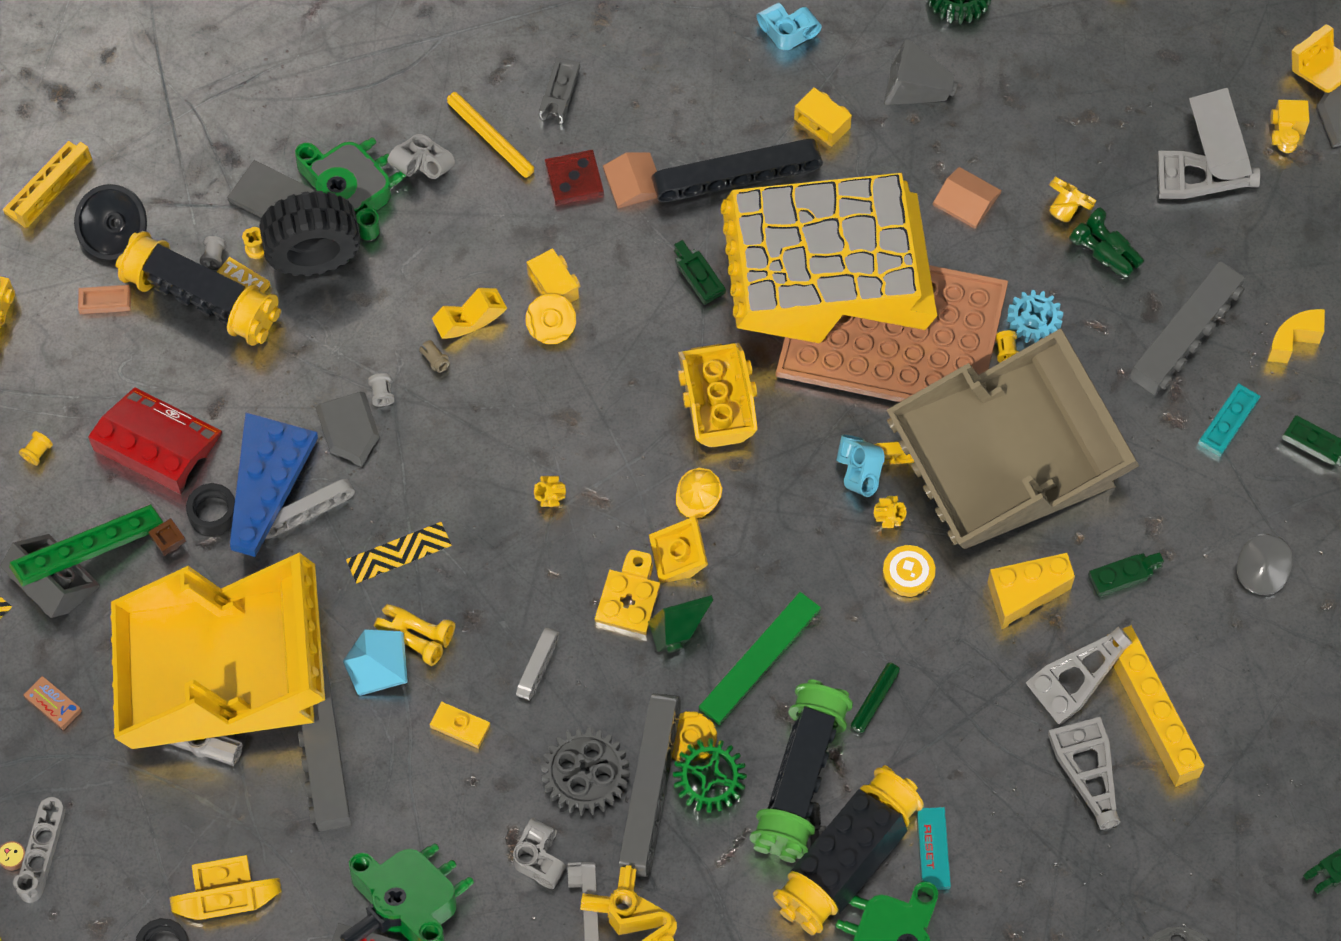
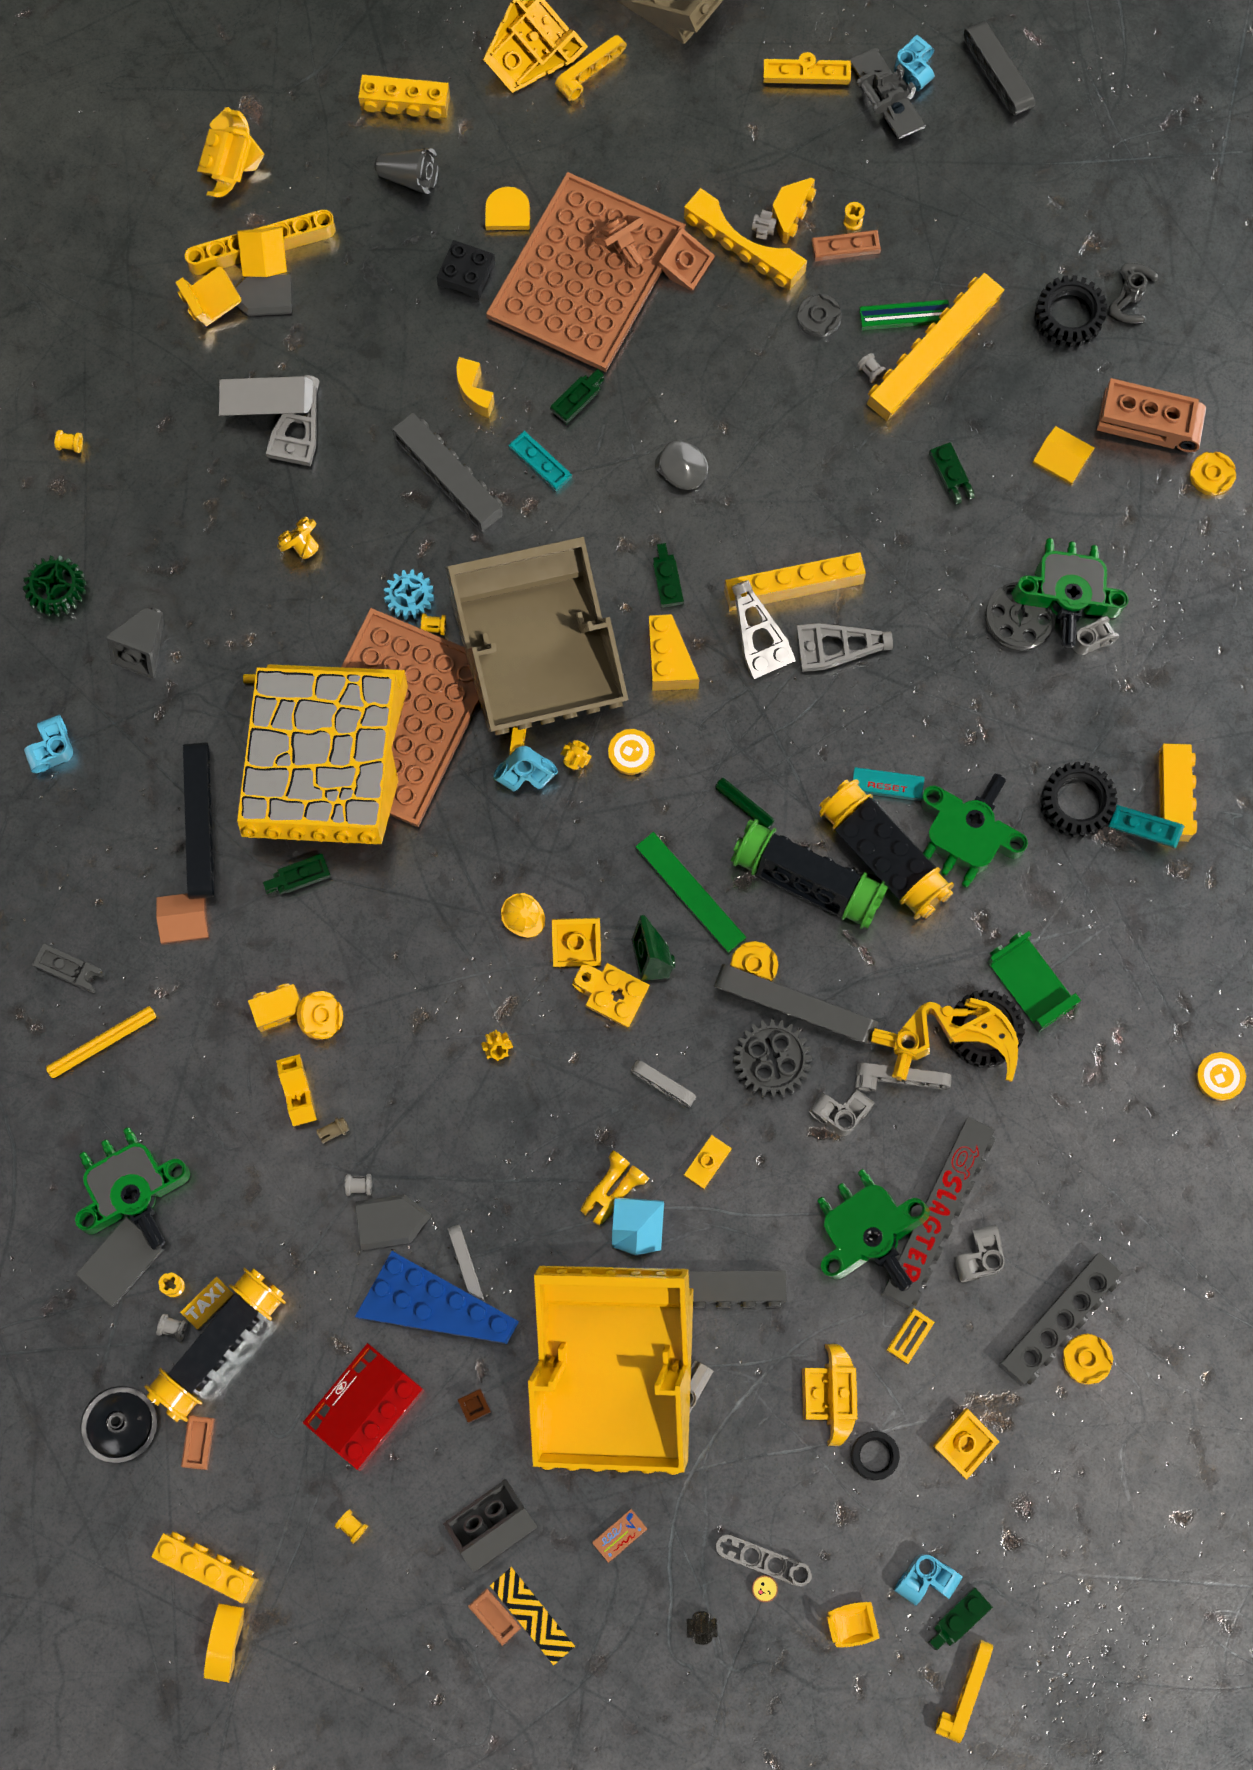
camera: 80 degrees left, 10 degrees up
(51, 186) = (54, 1479): yellow fence -> none
(85, 545) = (472, 1483): green tile -> none
(209, 491) = (432, 1361): black tyre -> none
(309, 233) = (187, 1224): black tyre -> none
(398, 552) = (526, 1193): sticker -> none
(422, 155) = (114, 1106): light grey piece -> none
(574, 177) = (167, 971): clear red tile -> none
(719, 393) = (427, 875): yellow slope -> none
(721, 780) = (814, 960): green gear -> none
(822, 116) = (158, 733): yellow brick -> none
(966, 197) = (271, 626): nougat slope -> none
(1113, 250) = (357, 512): dark green piece -> none
(1290, 121) = (258, 340): yellow brick -> none

